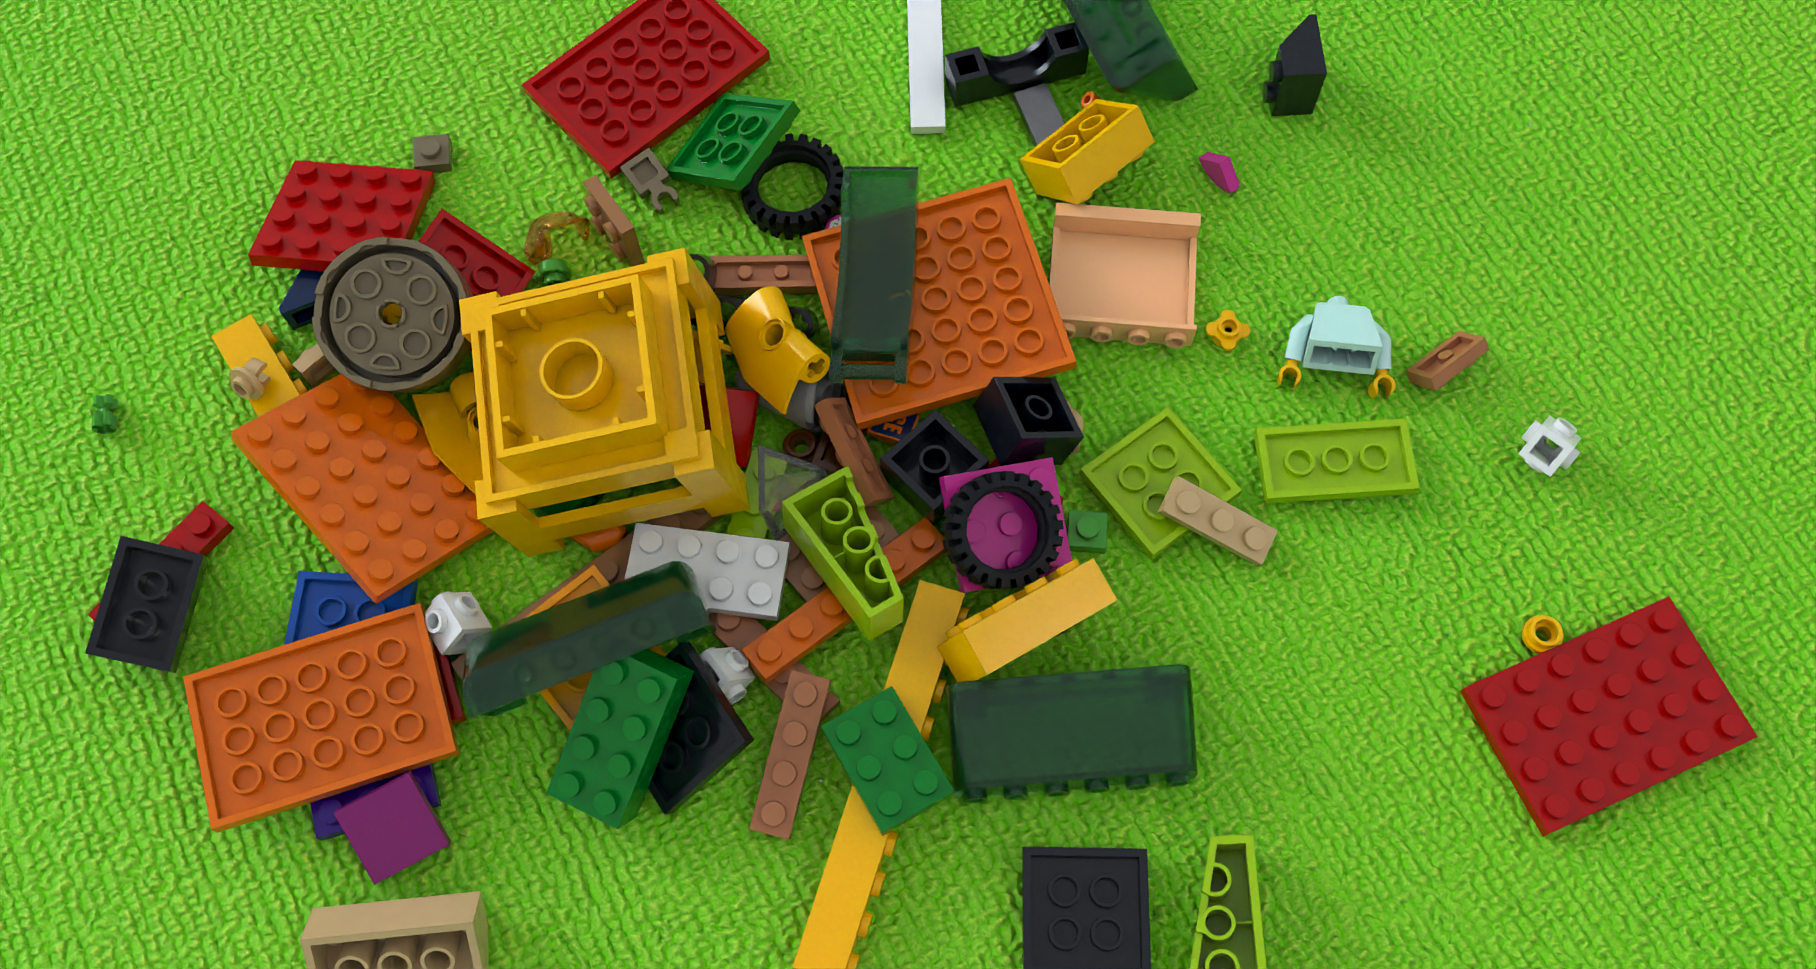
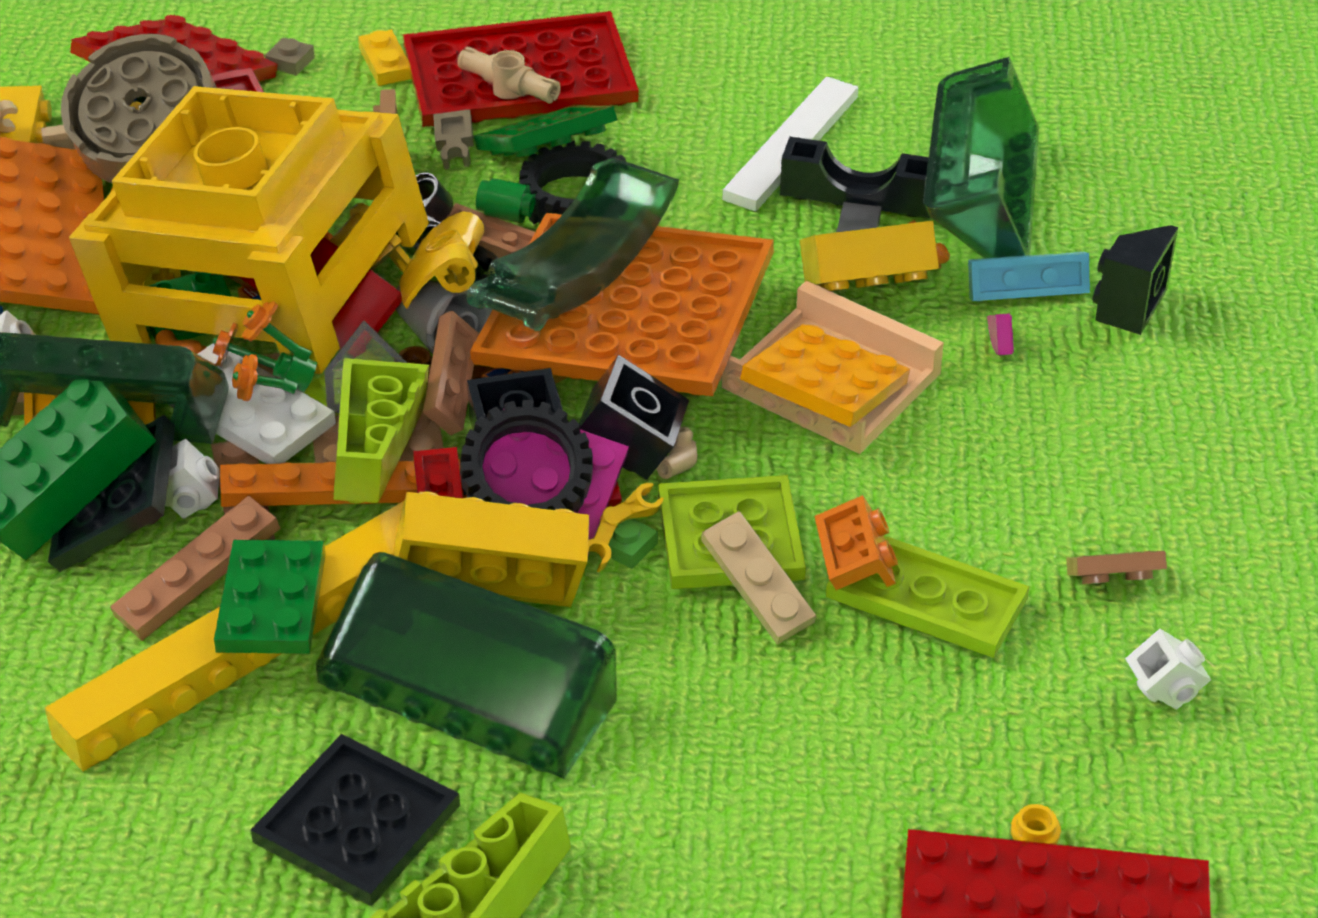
camera: 30 degrees right, 25 degrees down
(517, 113) = (384, 57): none -> yellow plate
(645, 92) = (509, 74): none -> tan pin
(735, 526) = (293, 369): none -> plant
(758, 238) = (505, 200): none -> green brick
(938, 579) = (438, 472): none -> red plate
(1077, 525) = (611, 517): none -> yellow piece
(1137, 295) = (825, 374): none -> light orange plate
(1206, 102) = (1029, 276): none -> medium azure plate
(1224, 339) = (903, 452): yellow plate -> none
(1272, 456) = (855, 543): none -> orange bracket
(1340, 340) = (1006, 494): light aqua torso -> none

